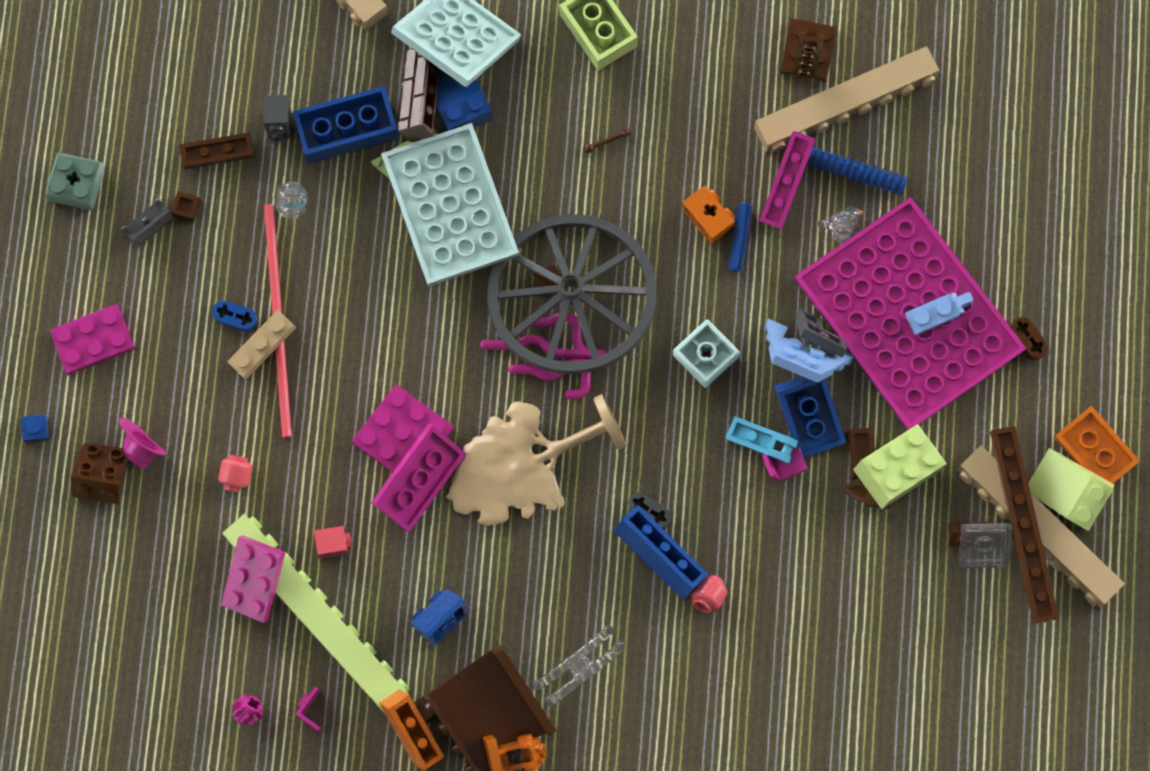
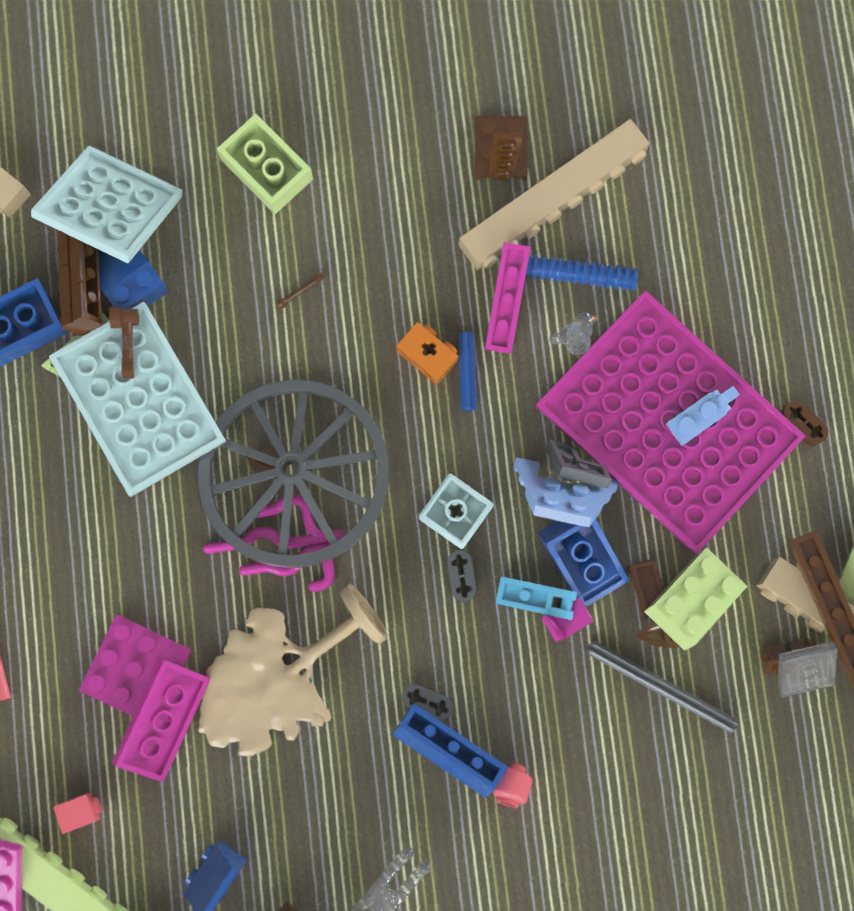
camera: 15 degrees left, 5 degrees up
(453, 135) = (125, 319): none -> reddish brown brick
(694, 410) = (468, 575): none -> dark grey beam
(856, 538) = (662, 686): none -> dark grey axle

